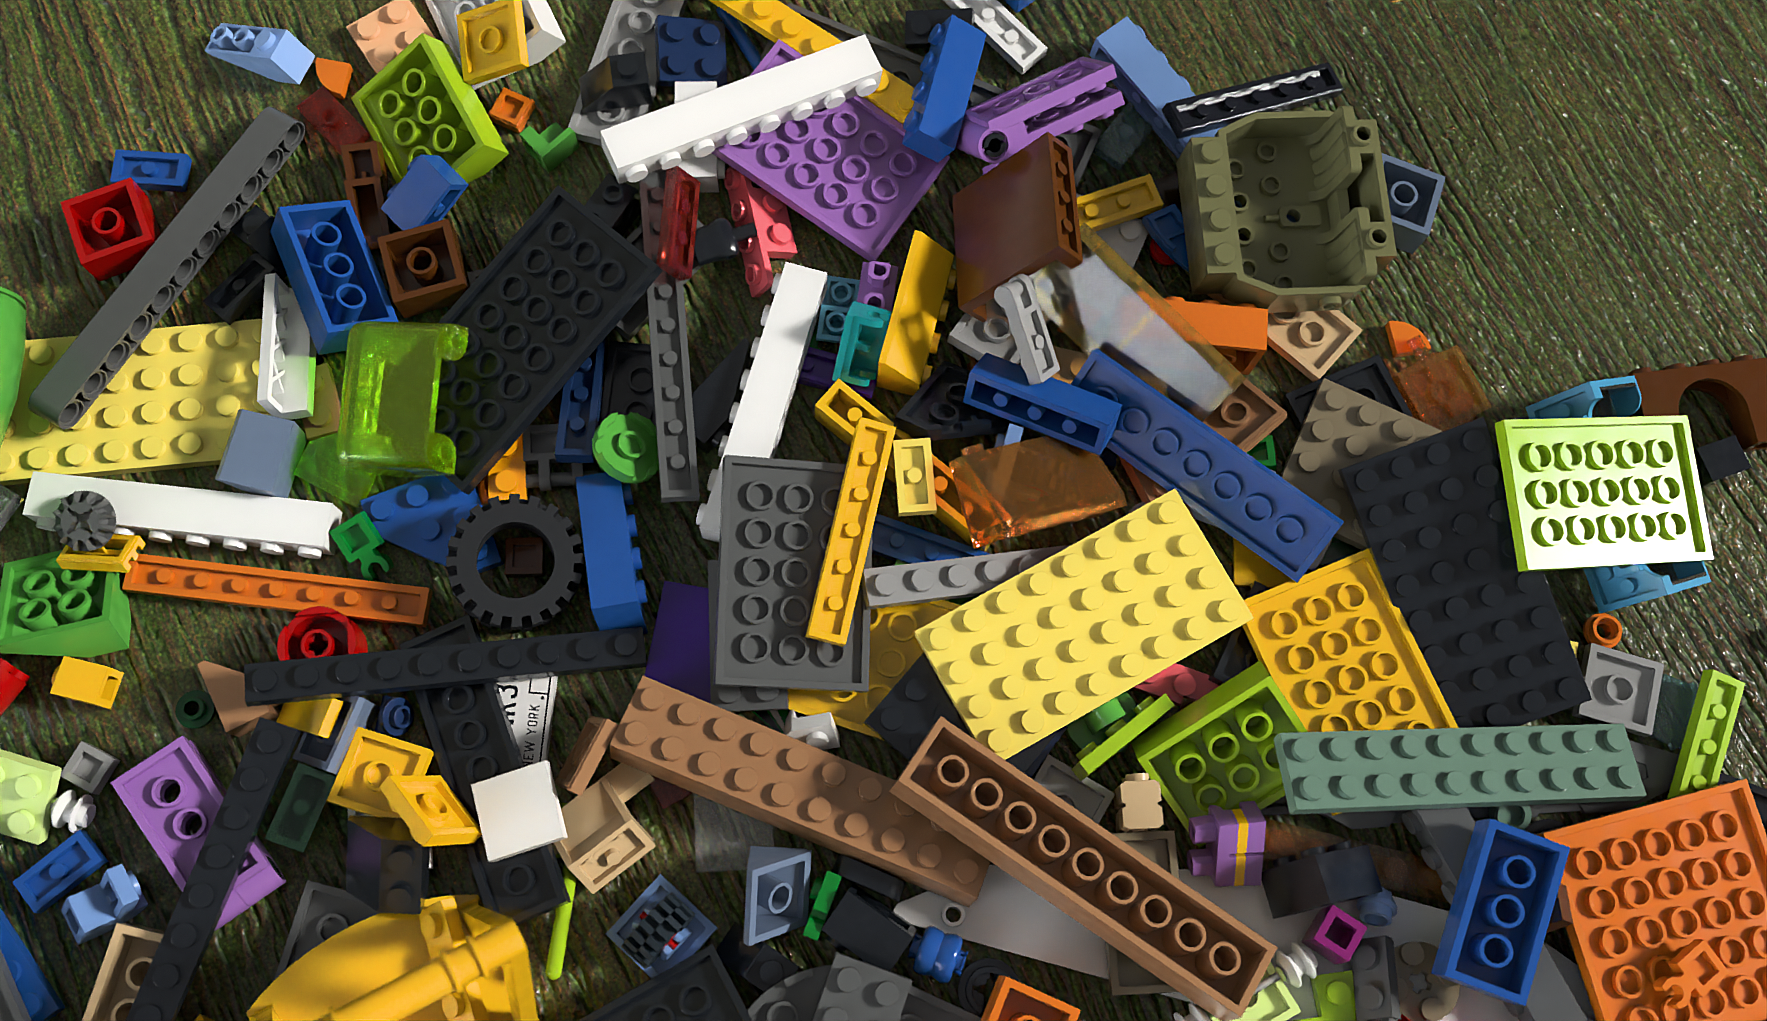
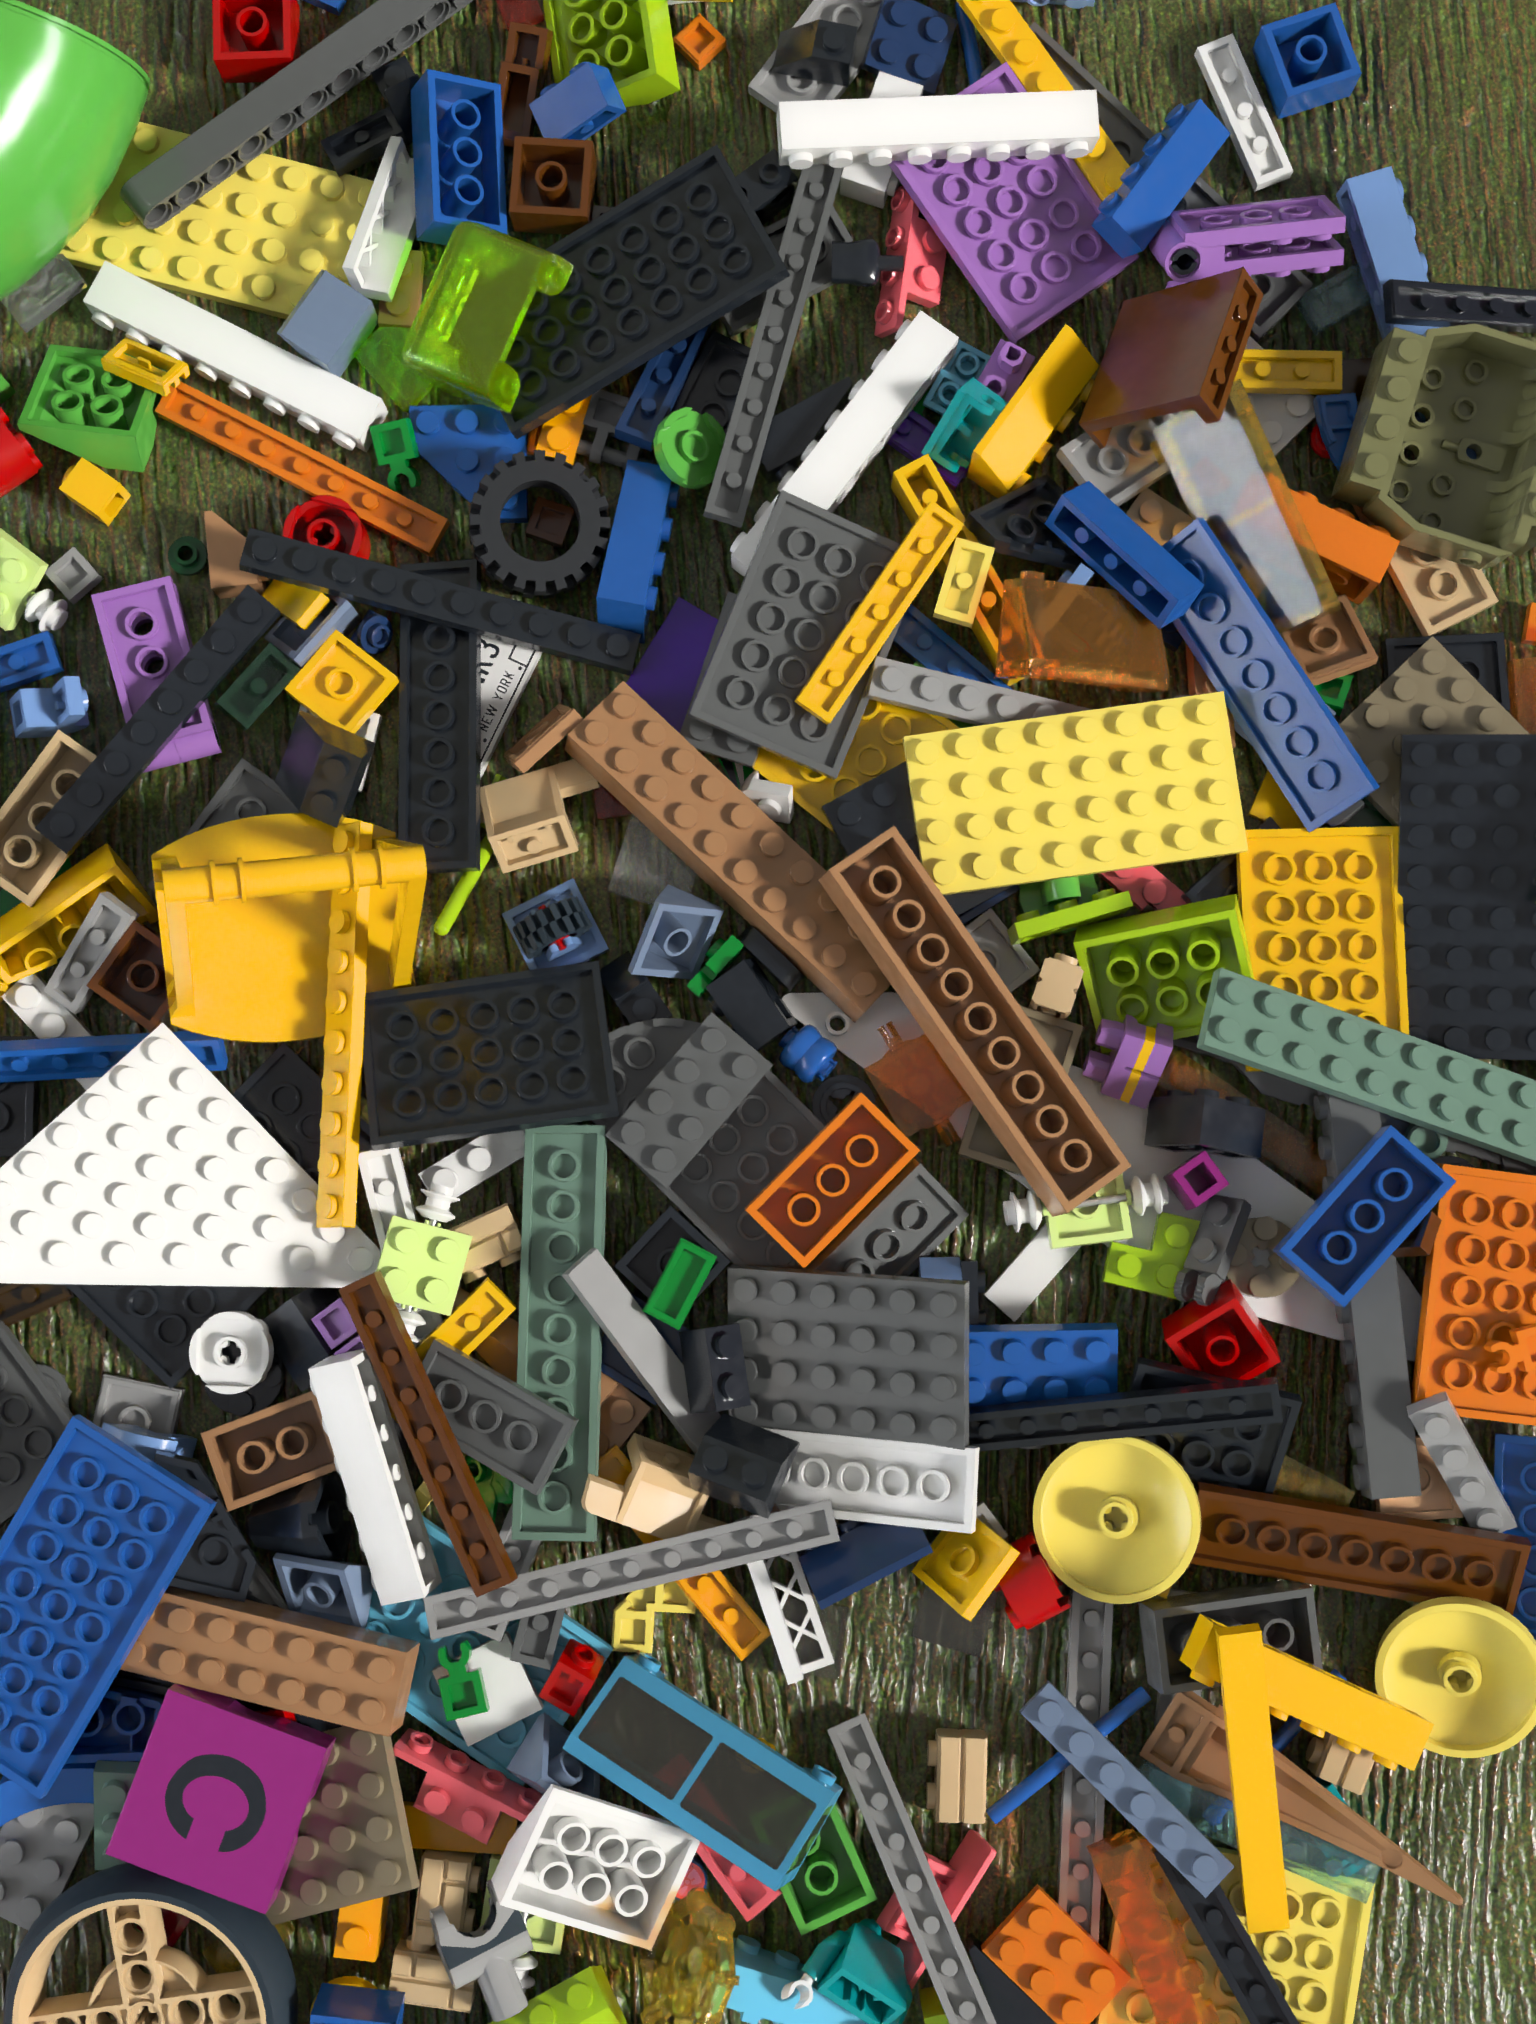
camera: 30 degrees right, 10 degrees up
(101, 520) = (156, 334): dark grey gear -> none
(430, 810) = (378, 733): yellow plate -> none
(519, 811) = (460, 766): white tile -> none
(550, 146) = (725, 96): bright green panel -> none
(678, 223) = (825, 230): clear red plate -> none
(921, 22) = (1169, 93): black plate -> none
(1028, 328) = (1138, 470): light grey plate -> none
(1048, 945) = (916, 1085): none -> clear orange plate
(1377, 908) = (1251, 1174): light blue plate -> none

